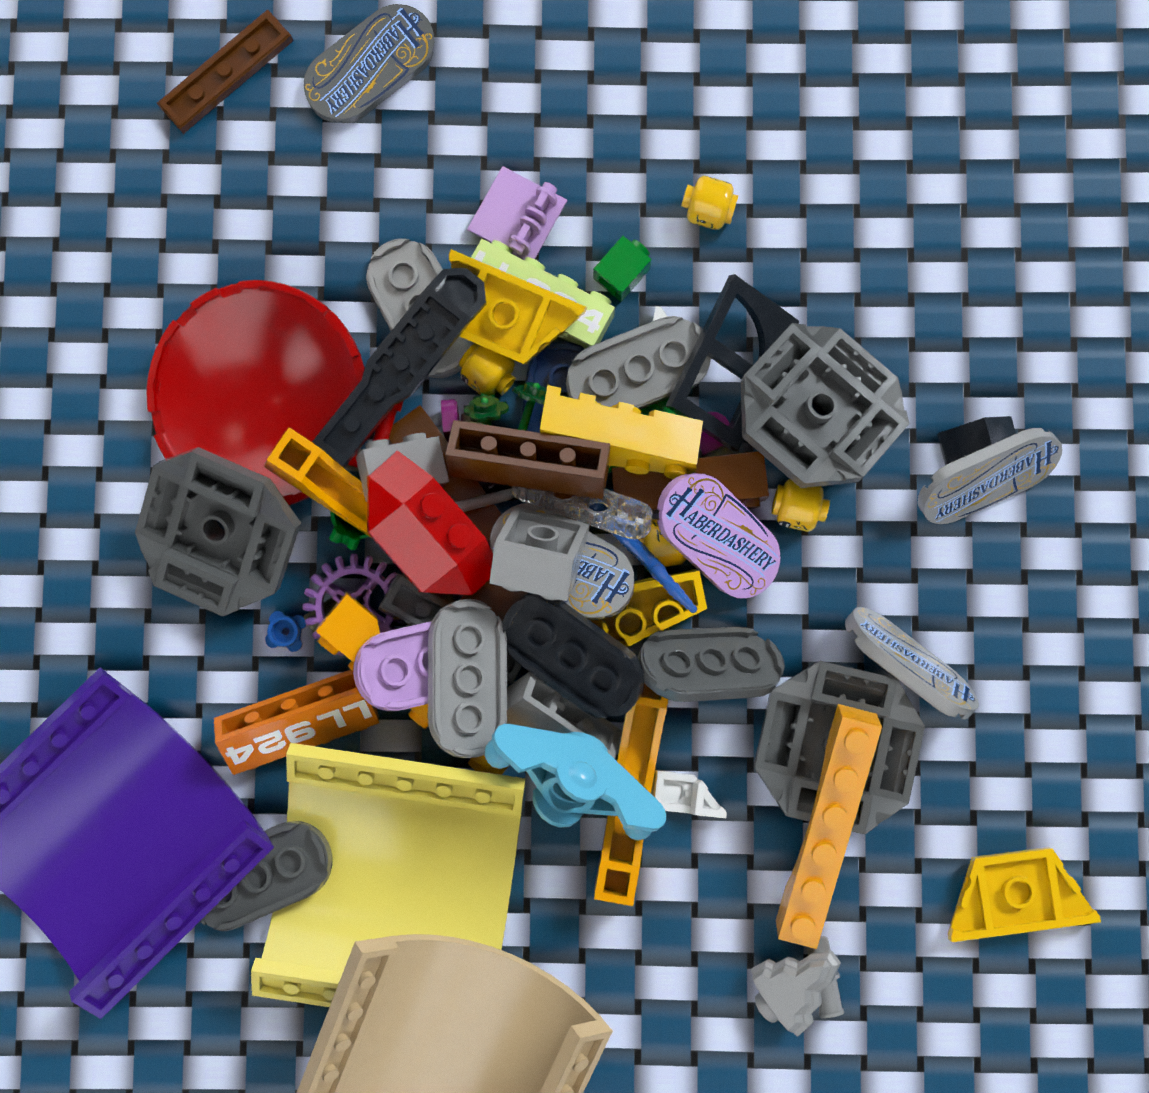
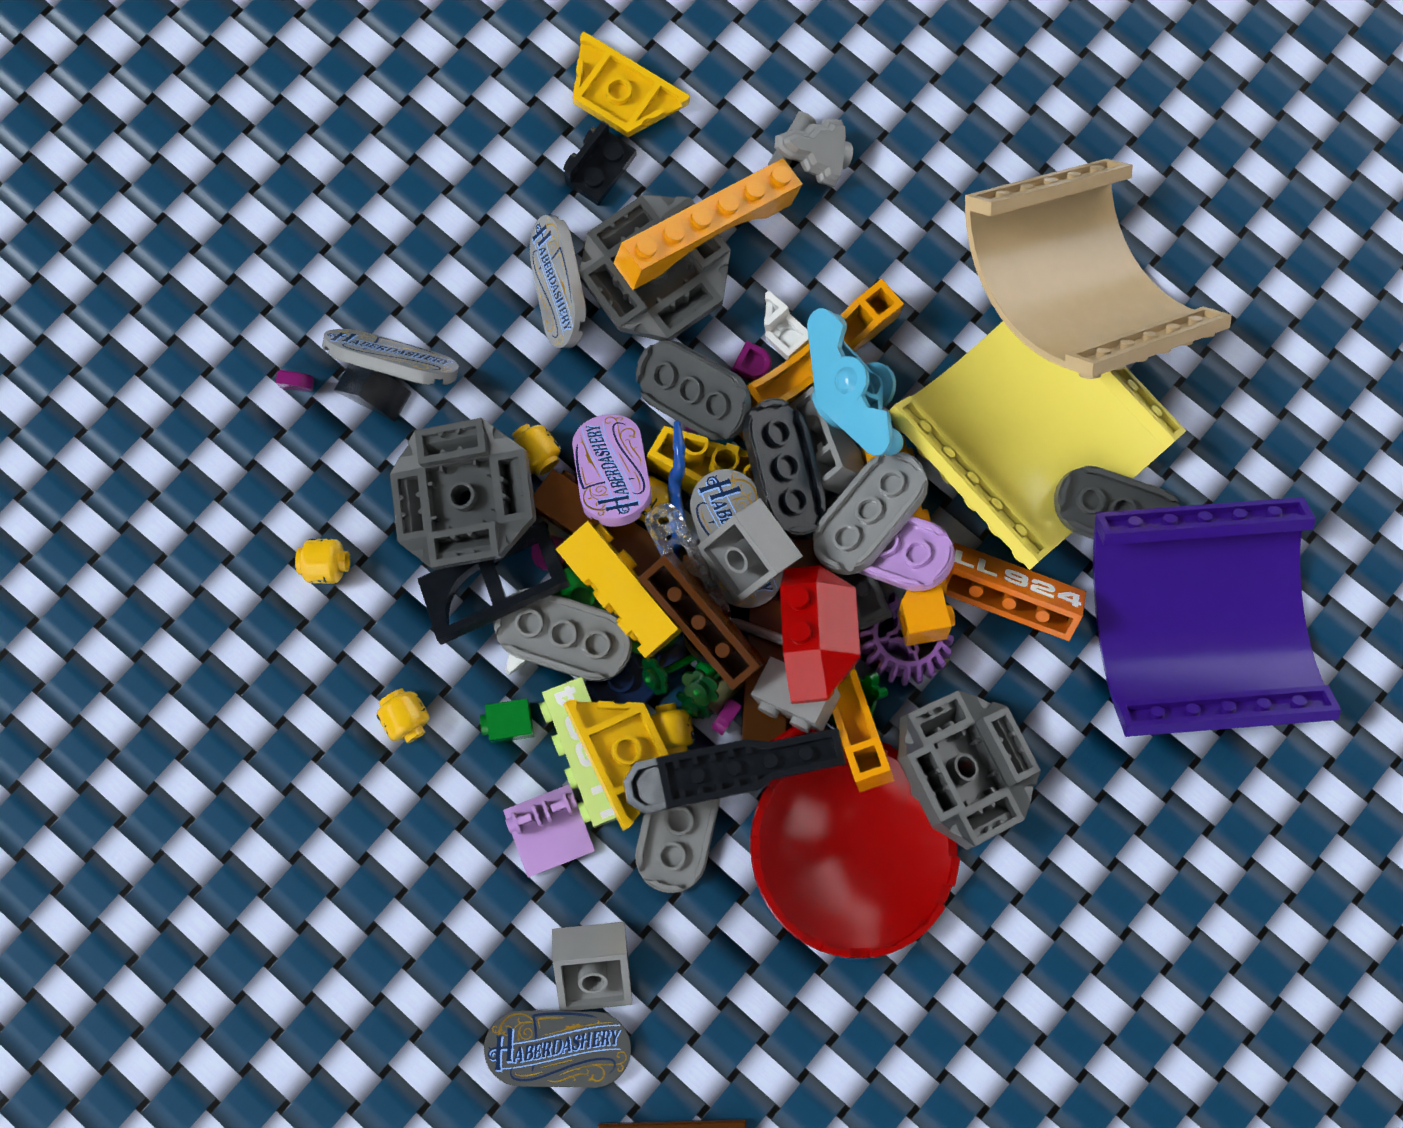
camera: 150 degrees left, 5 degrees down
(275, 635) = (979, 665): blue plate -> none
(395, 140) = (591, 966): none -> light grey slope
(684, 741) = (752, 362): none -> magenta tile
(887, 267) = (322, 561): none -> yellow head
(975, 808) = (598, 163): none -> black bracket
(1049, 392) = (294, 380): none -> magenta tile

